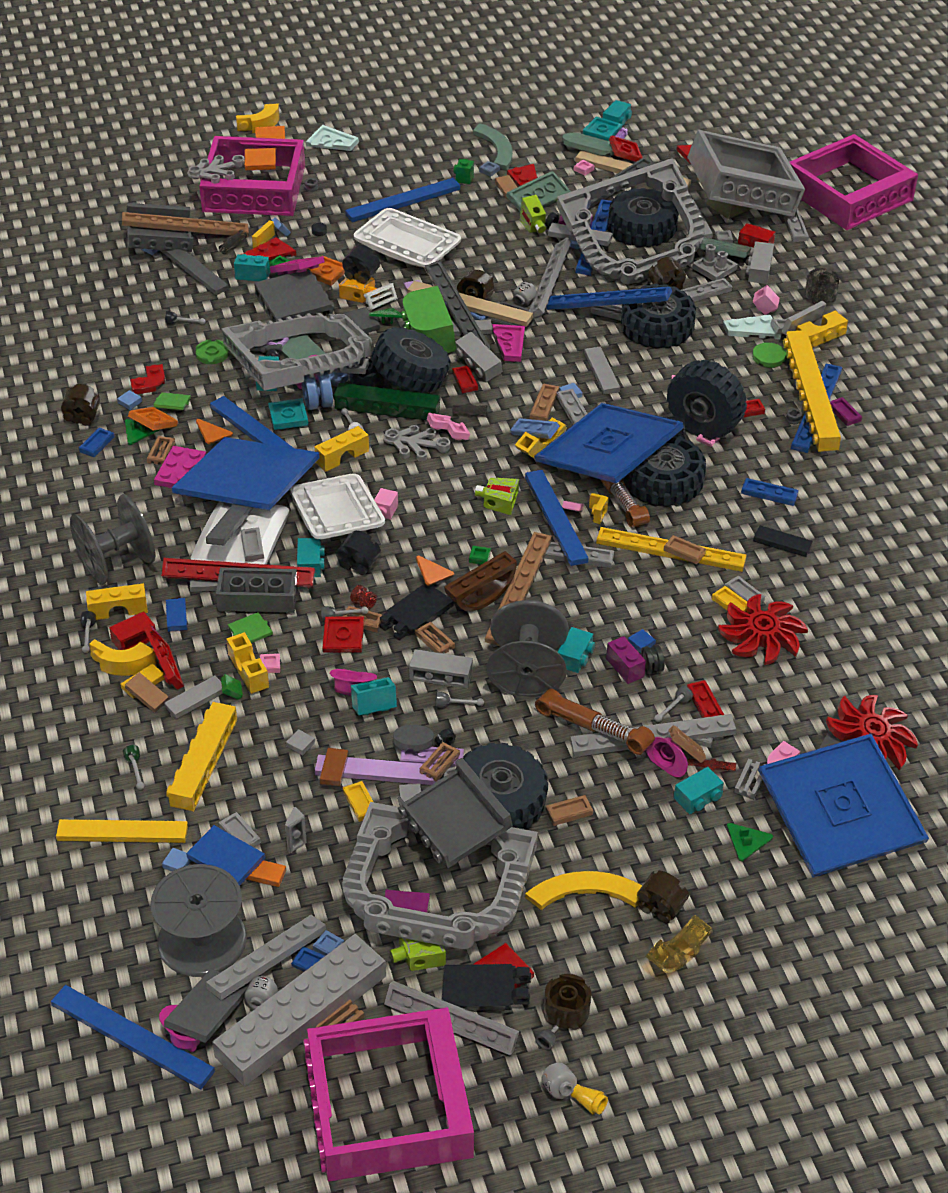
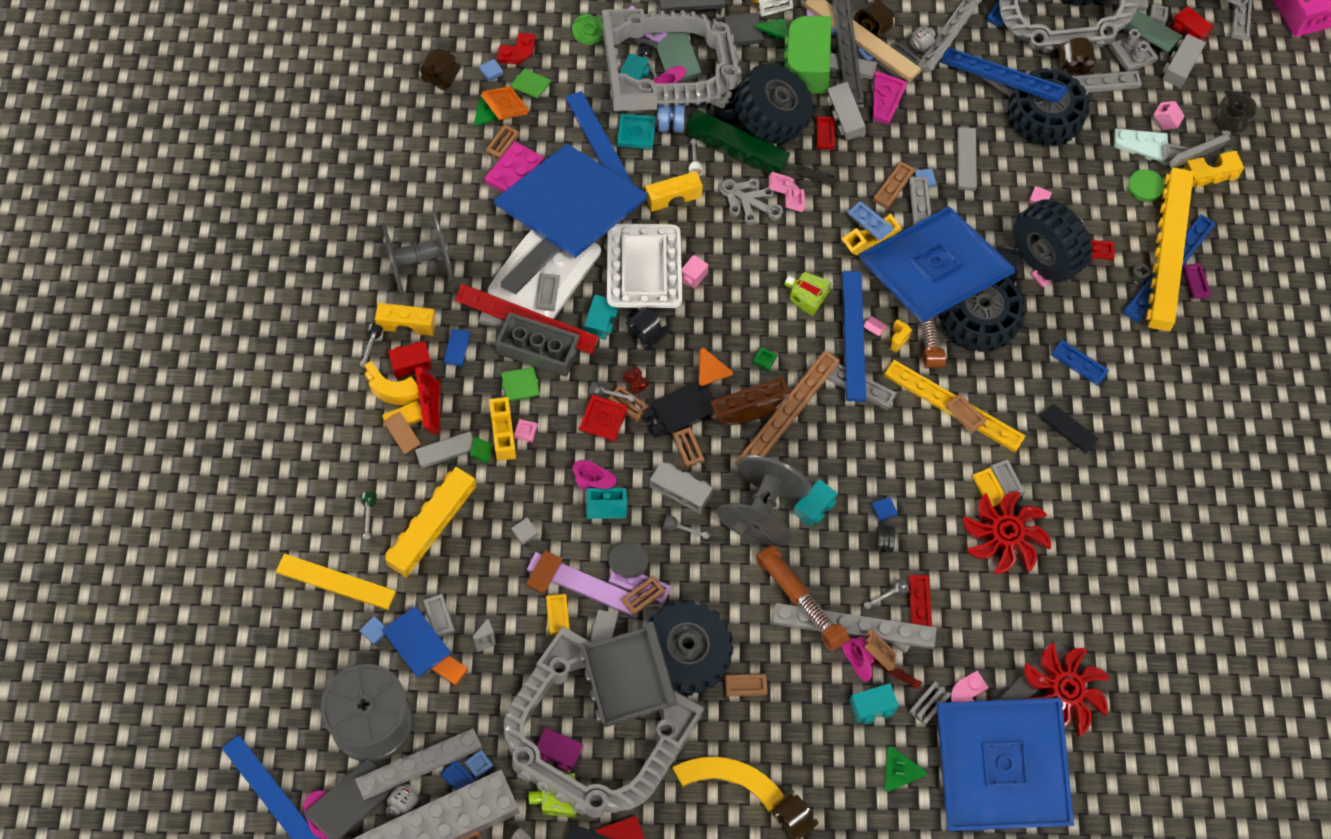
camera: 15 degrees right, 20 degrees up
(96, 442) = (445, 115): blue tile -> none
(212, 432) = (556, 135): orange piece -> none
(446, 736) = (657, 569): black tile -> none
(625, 660) = (859, 530): magenta piece -> none

